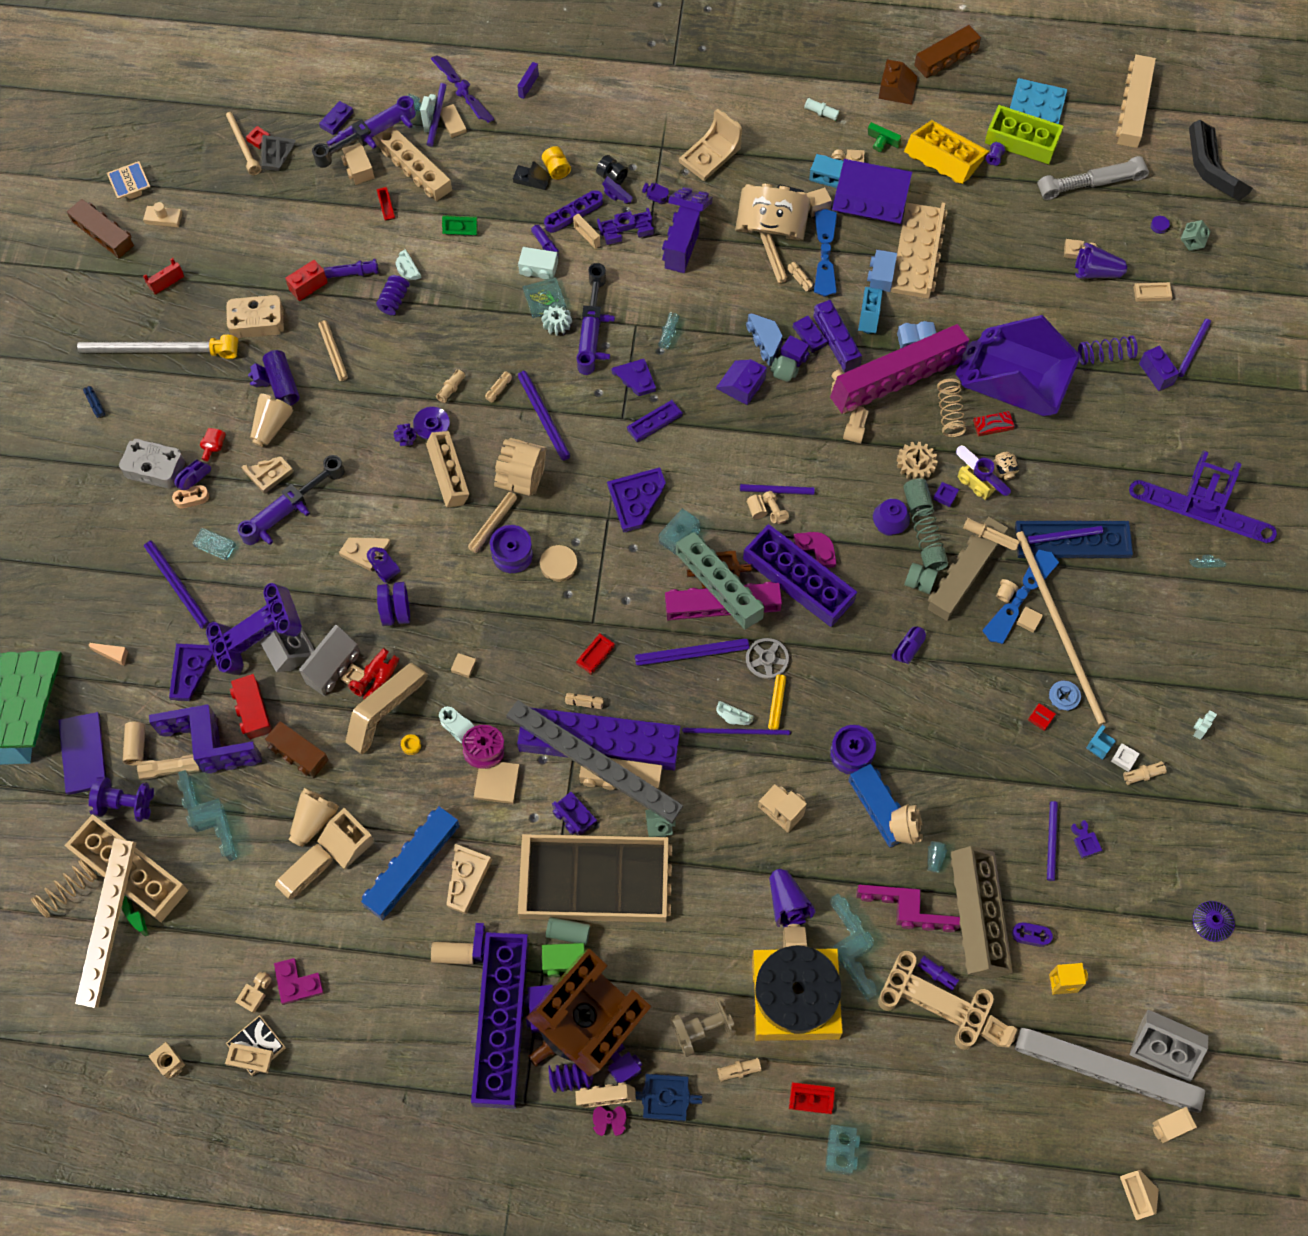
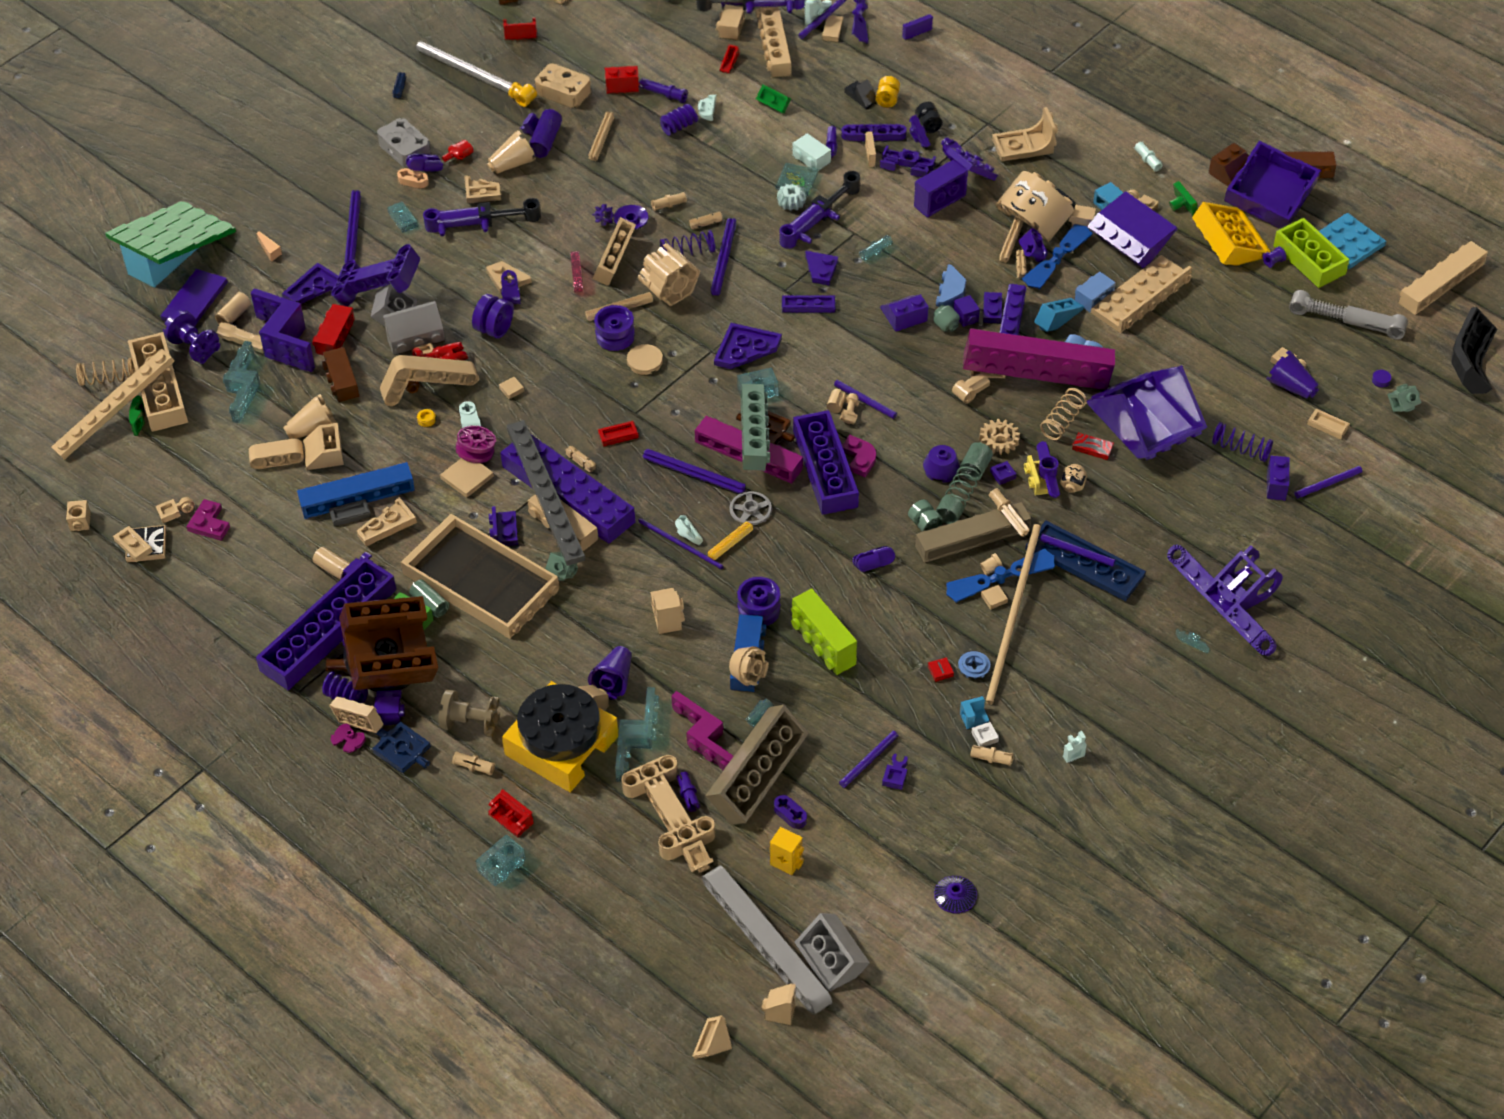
camera: 35 degrees right, 15 degrees down
(421, 888) = (349, 512): none -> dark grey tile
(426, 508) = (576, 271): none -> clear pink beam
(523, 411) = (710, 241): none -> dark purple piece
(799, 253) = (1033, 245): none -> dark purple piece
(931, 746) = (824, 631): none -> lime brick
(948, 86) = (1272, 185): none -> dark purple tile

